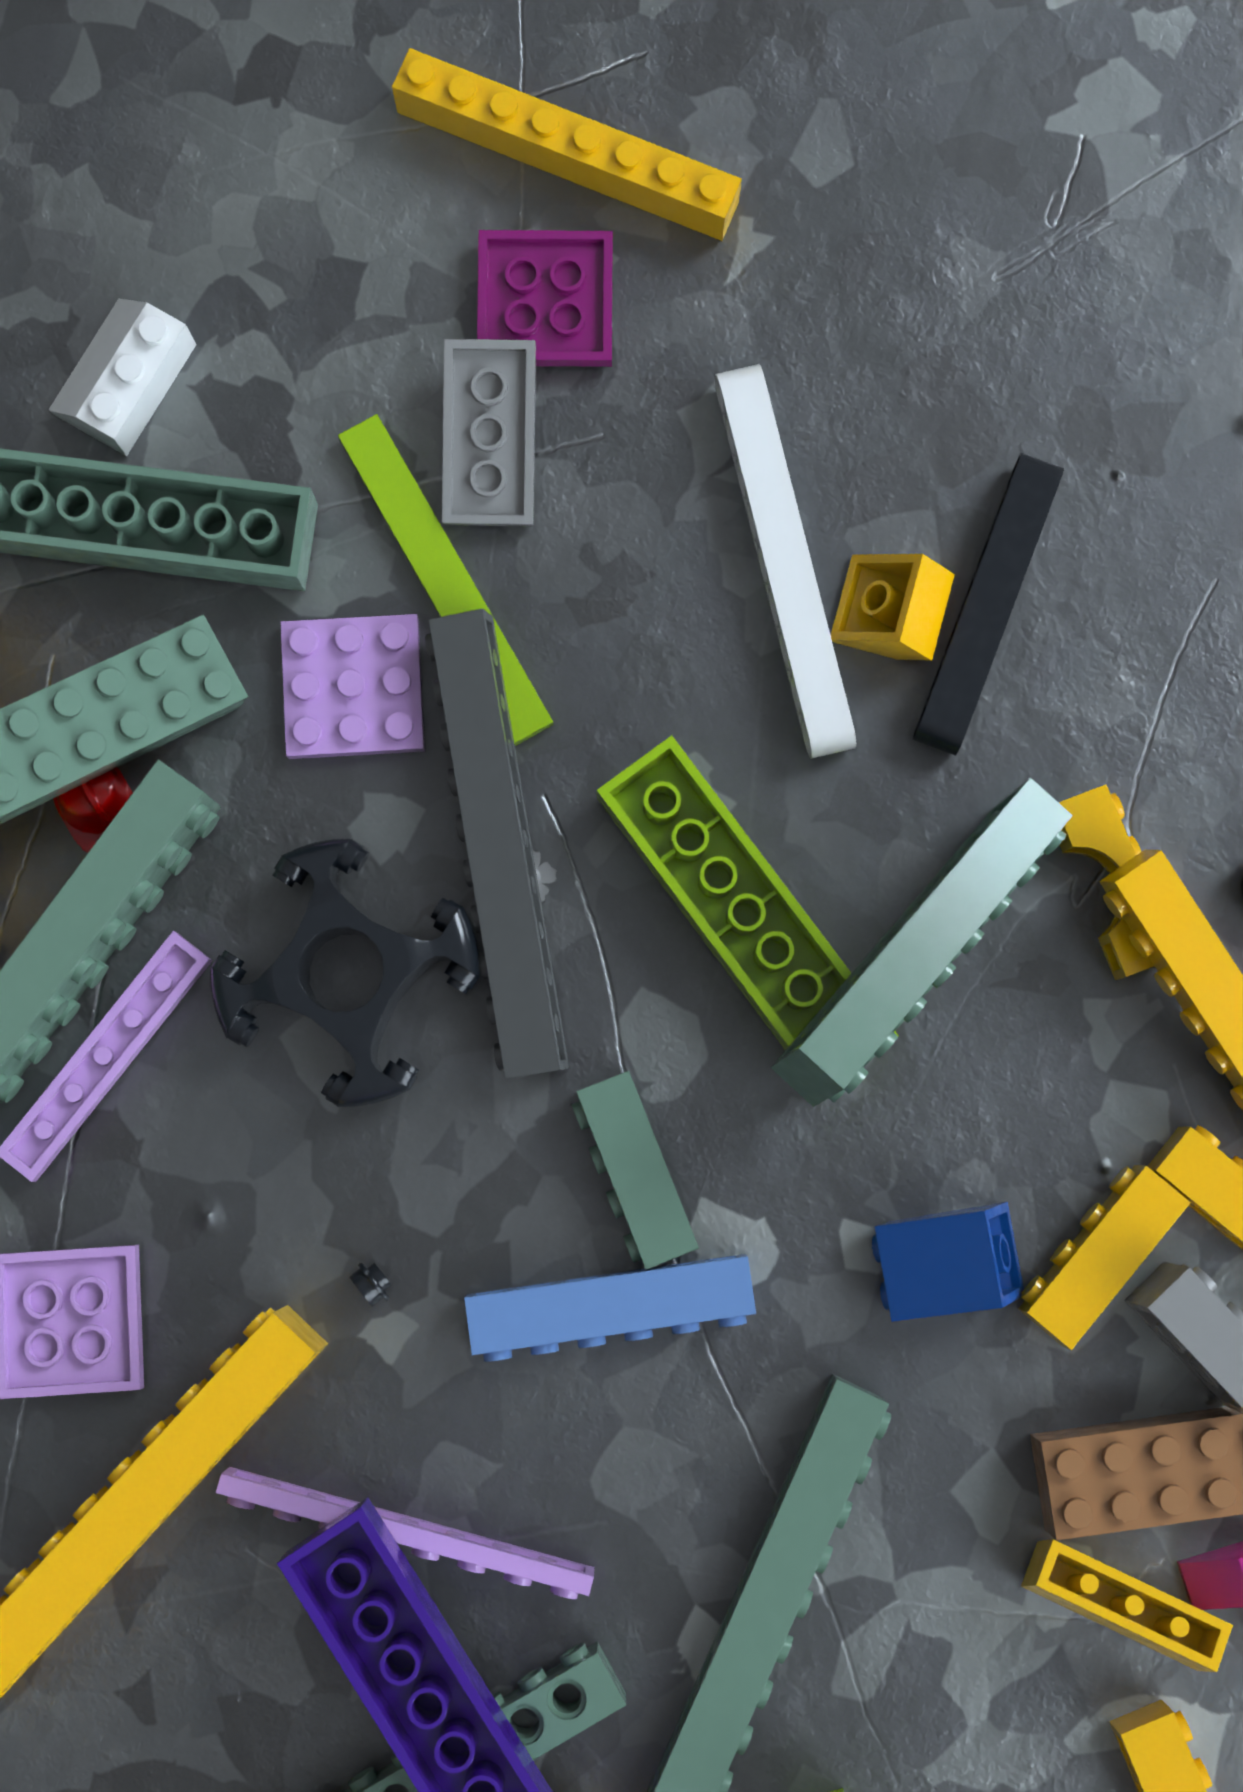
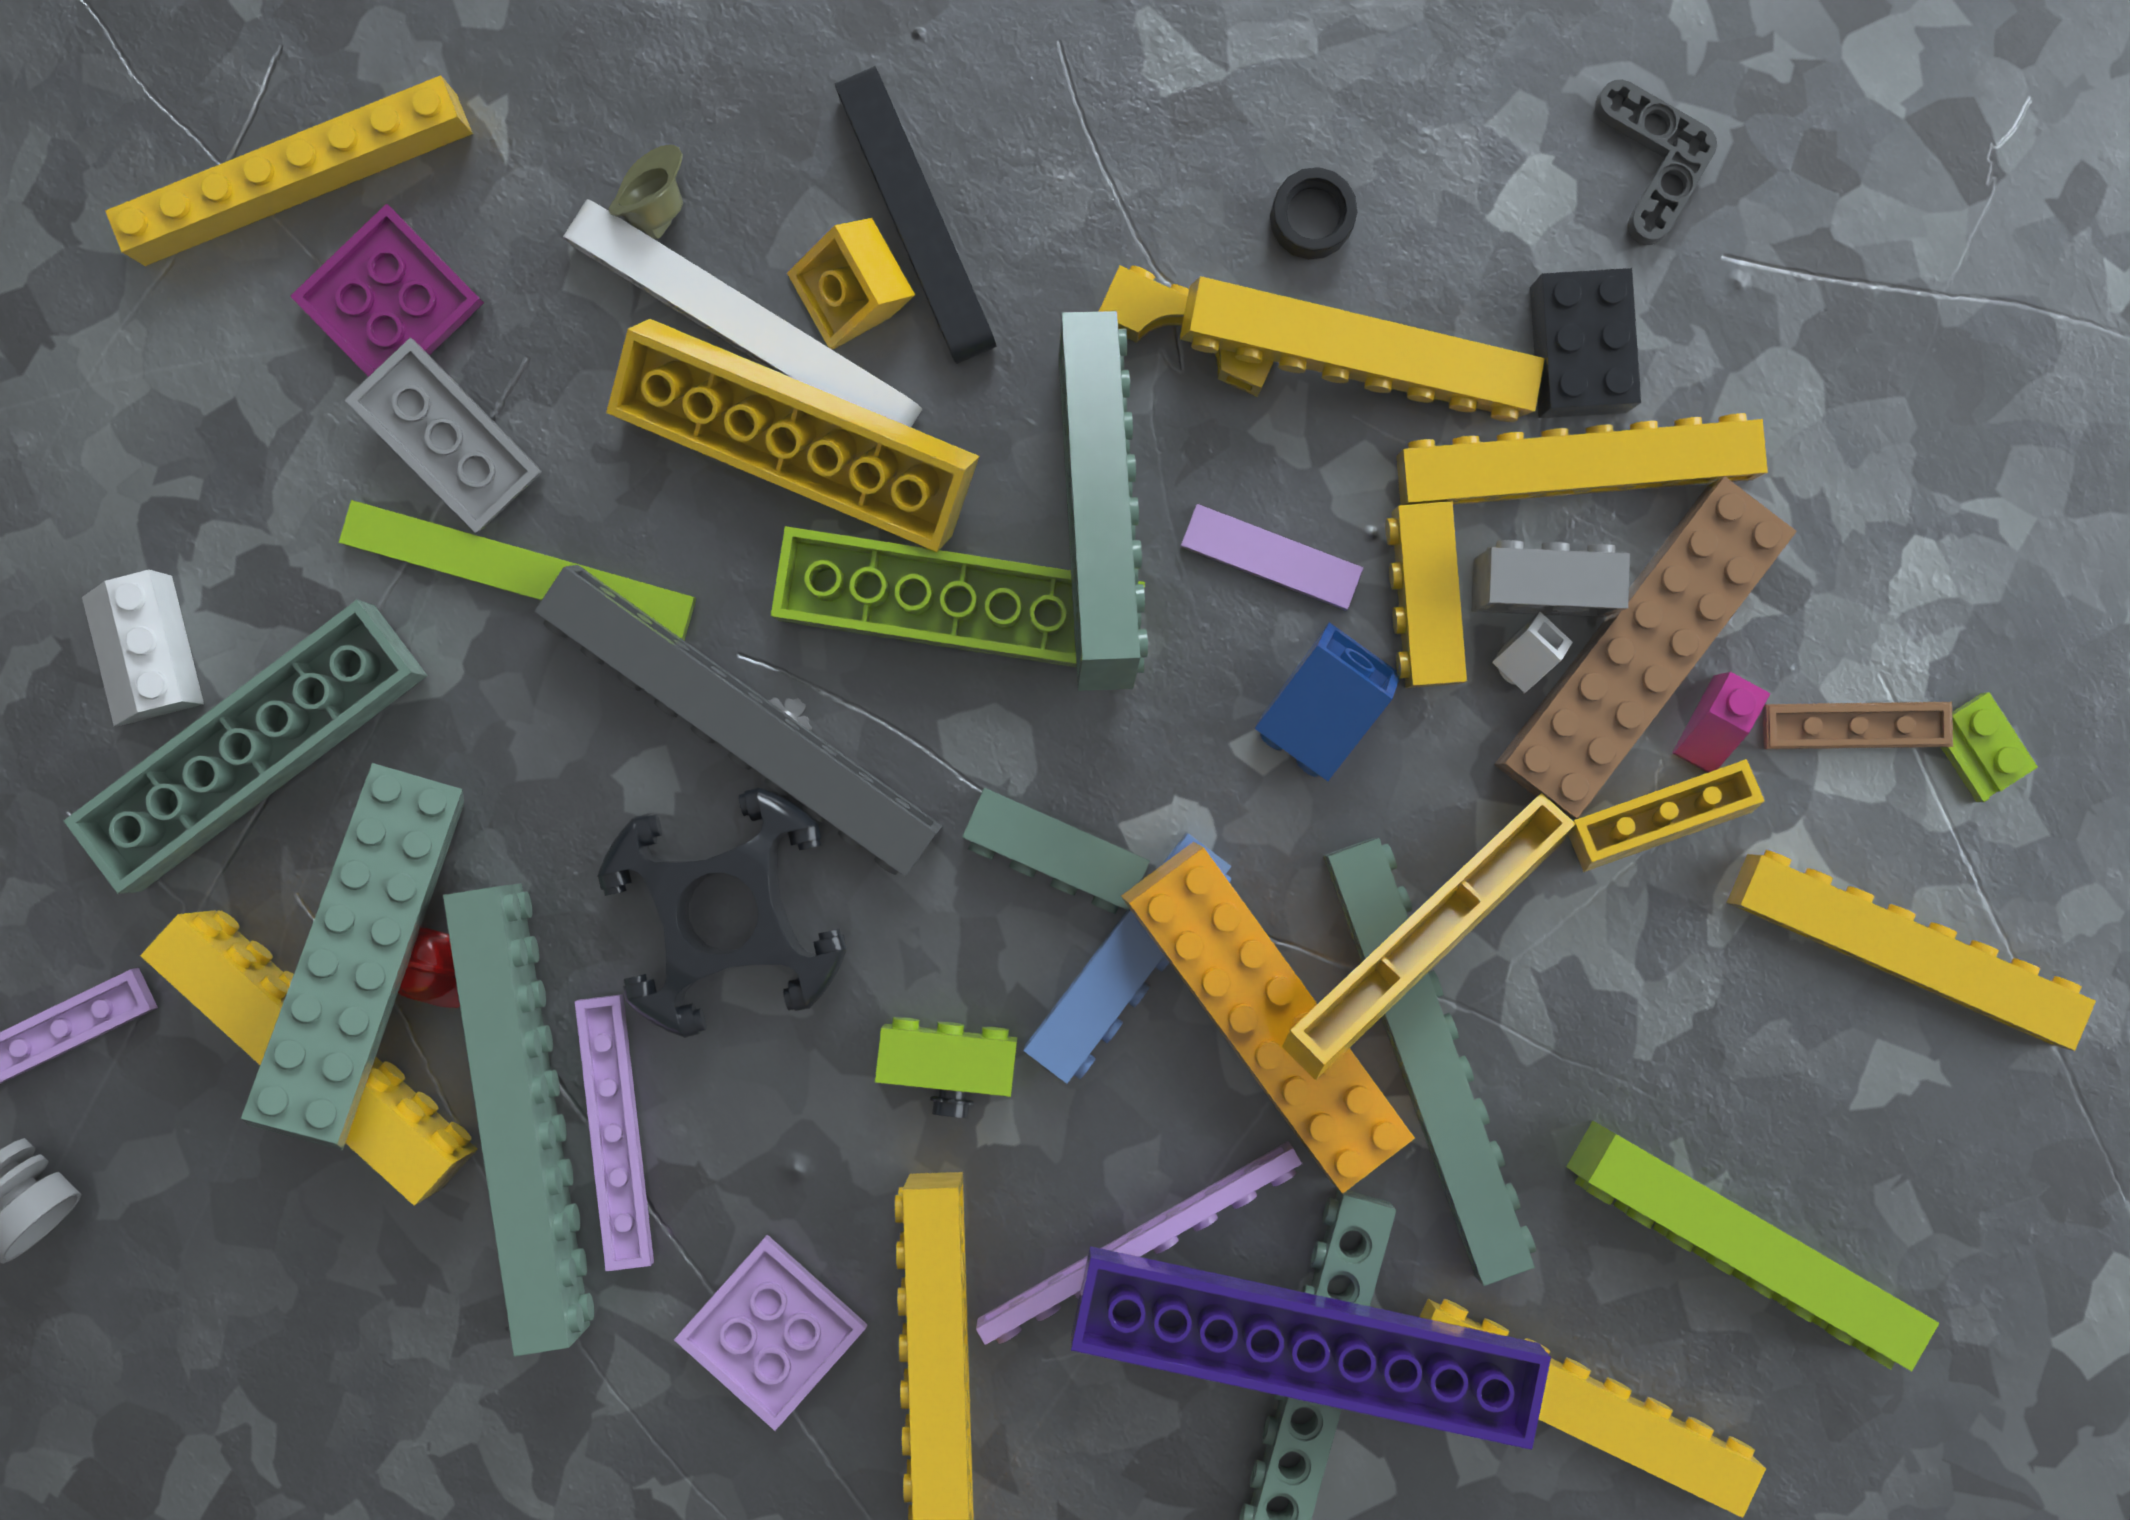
camera: 45 degrees left, 5 degrees up
(352, 686) = (528, 709): lavender plate -> none
(402, 1245) = (946, 1057): none -> lime brick
(672, 1458) = (1254, 1005): none -> light orange brick
(743, 675) = (791, 434): none -> yellow brick
(810, 403) = (650, 191): none -> olive piece
(854, 1516) = (1427, 936): none -> yellow brick
(1011, 1111) = (1271, 557): none -> lavender tile
(1142, 1377) = (1532, 652): none -> white brick

